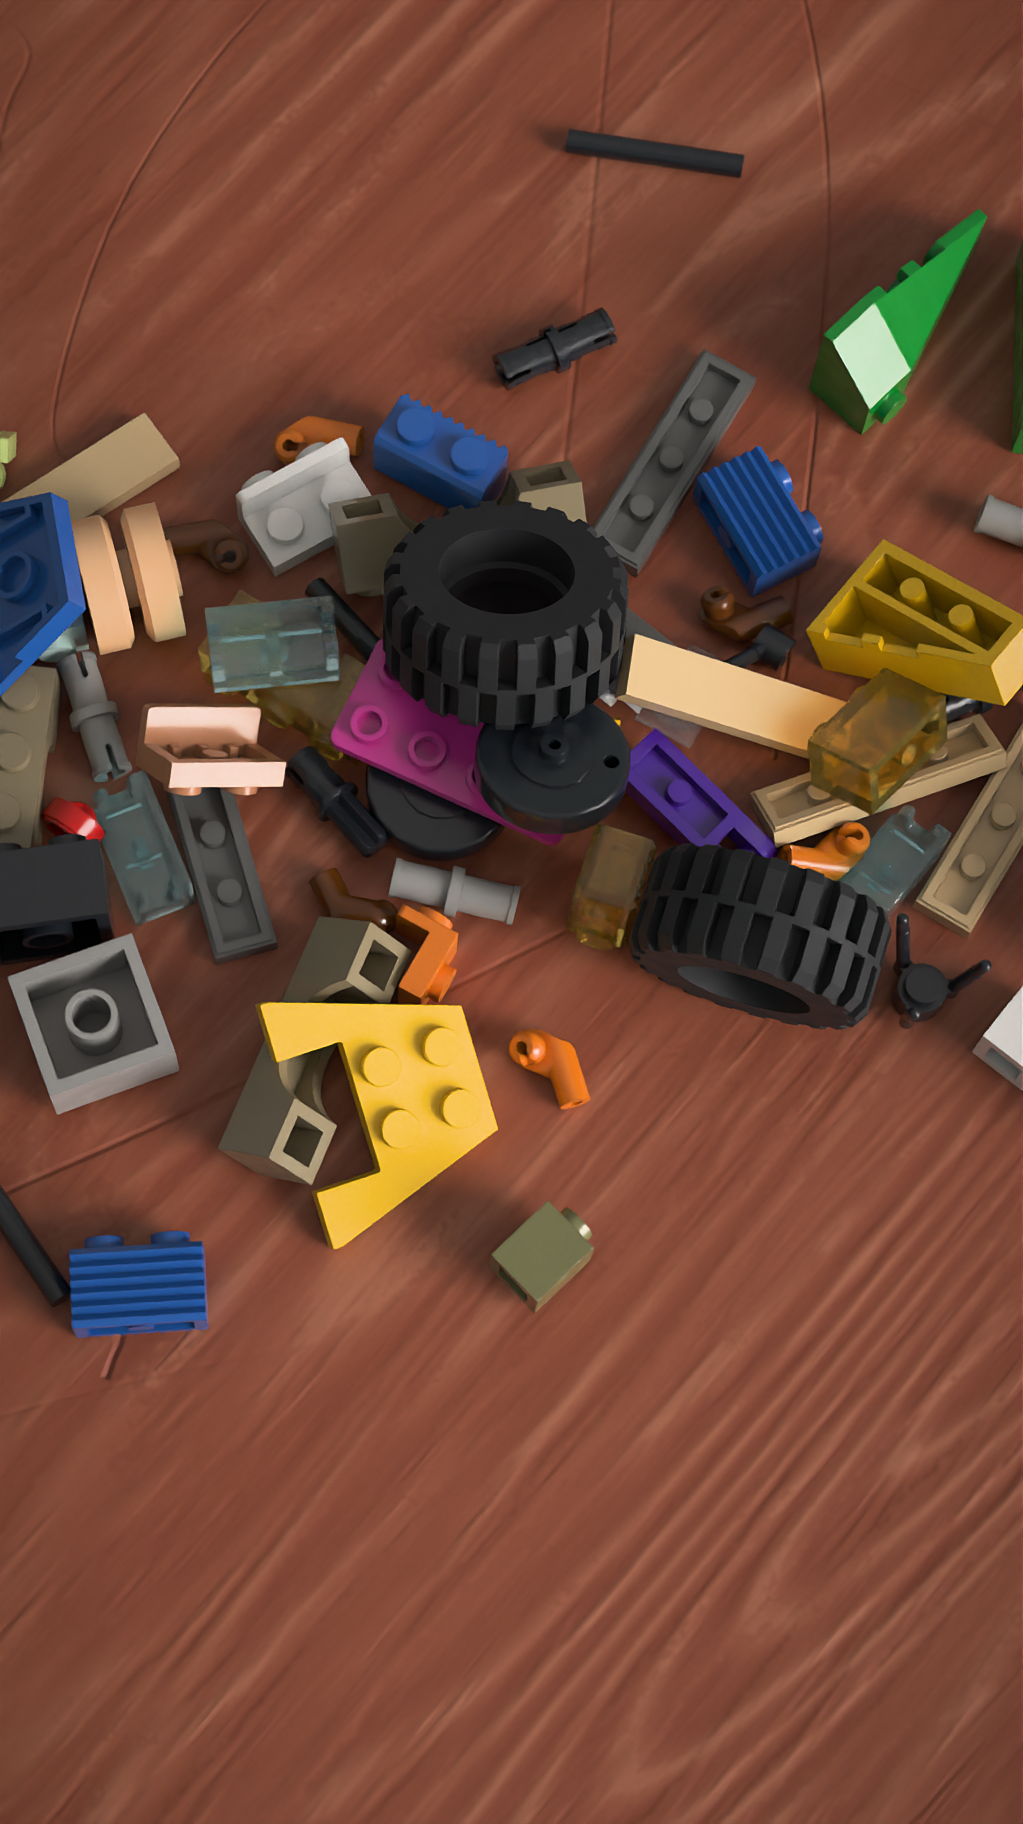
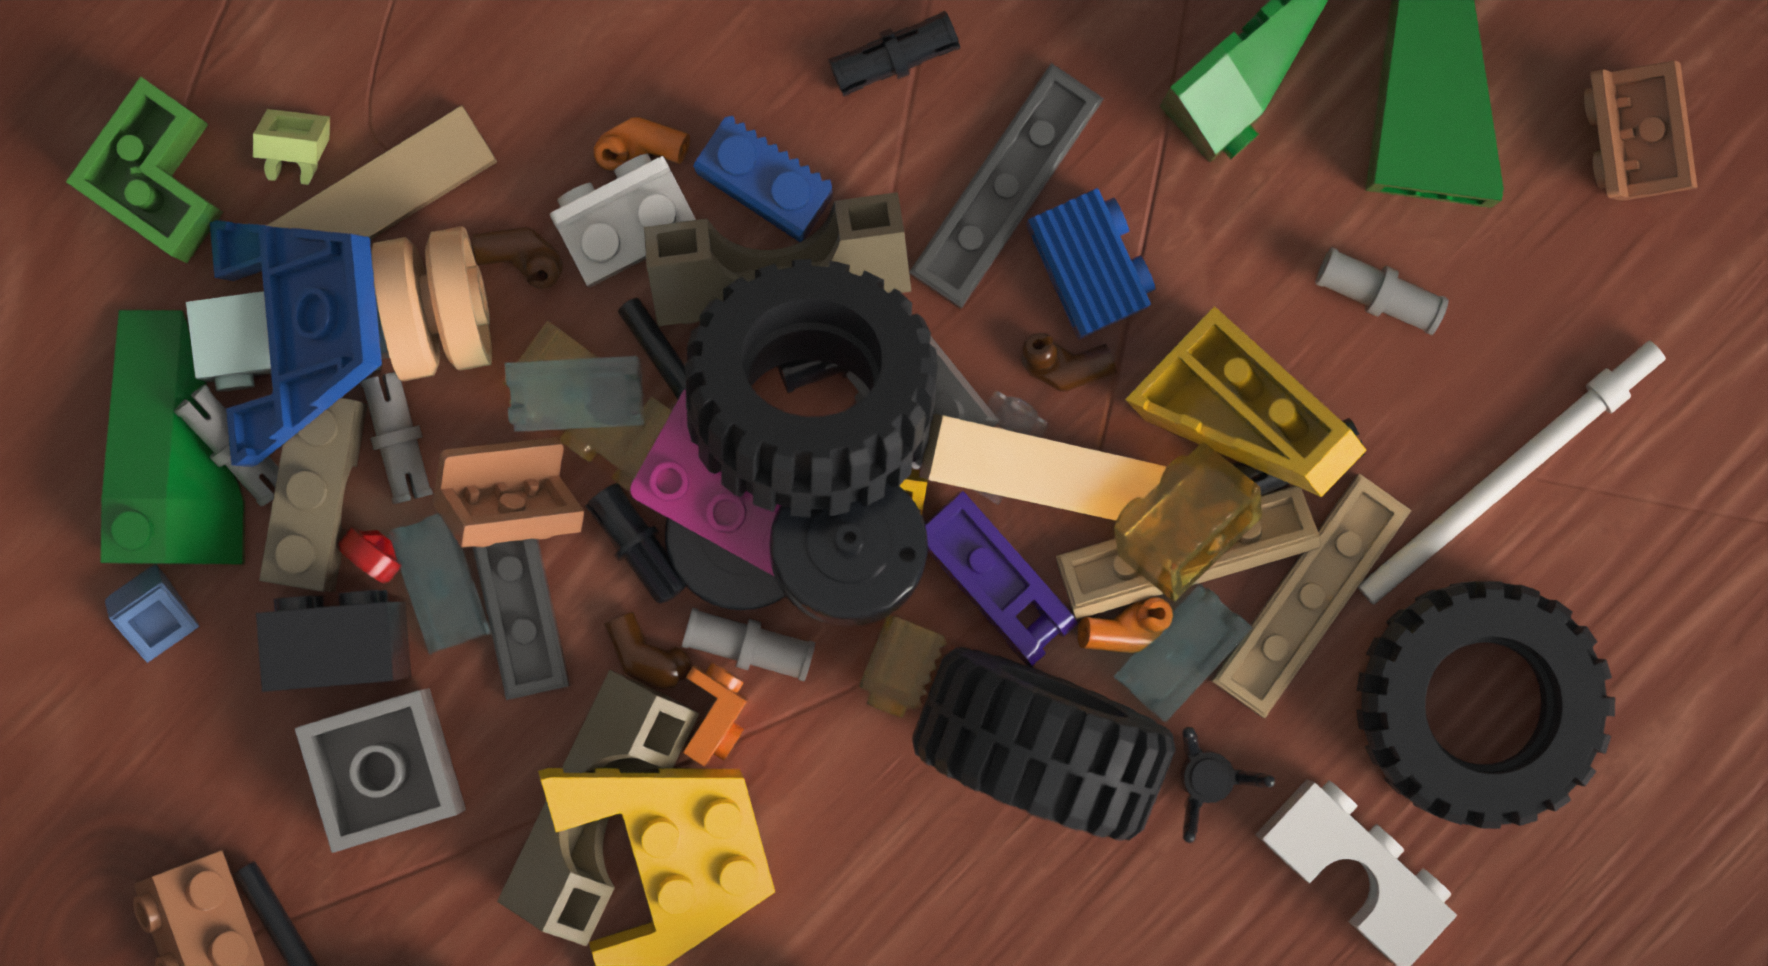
camera: 10 degrees right, 15 degrees up
(552, 1059) = (836, 822): orange arm -> none
(768, 647) = (1091, 401): black hand -> none

